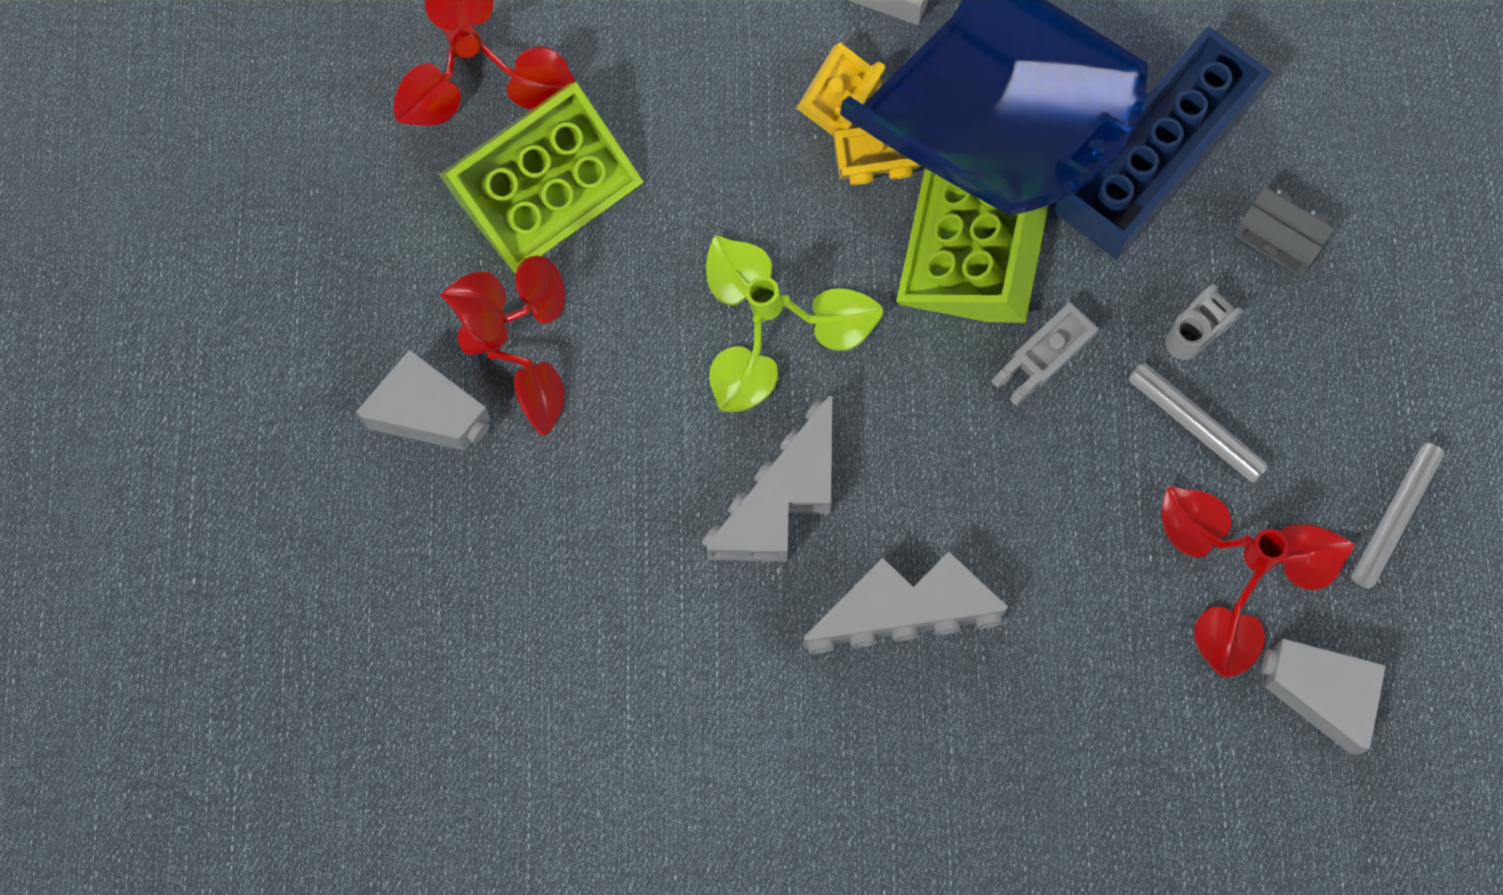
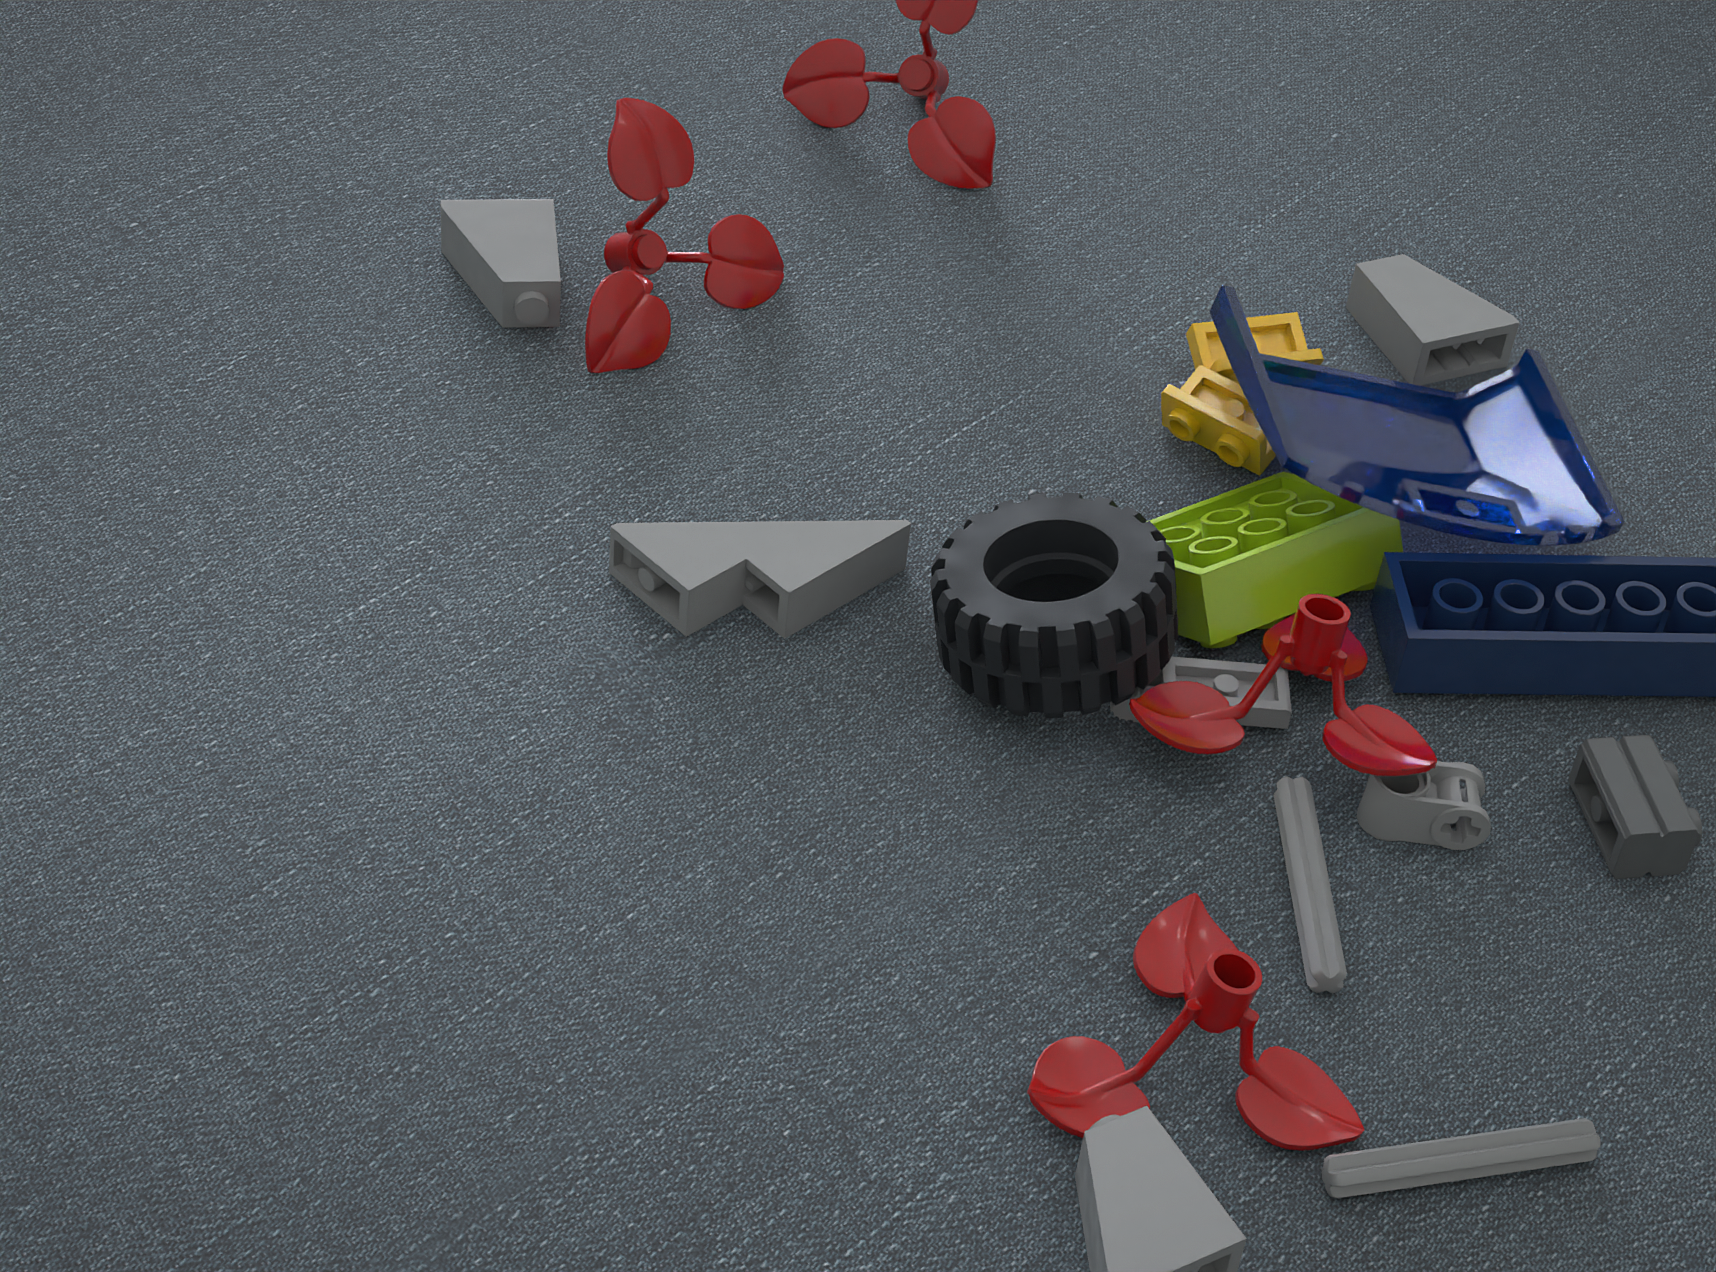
camera: 40 degrees right, 30 degrees down
(542, 177) = (863, 195): lime slope -> none
(745, 271) = (946, 397): lime plant -> none
(890, 606) = (733, 735): light grey slope -> none
(943, 333) = (1055, 604): none -> black tyre
(1070, 273) = (1309, 642): none -> red plant

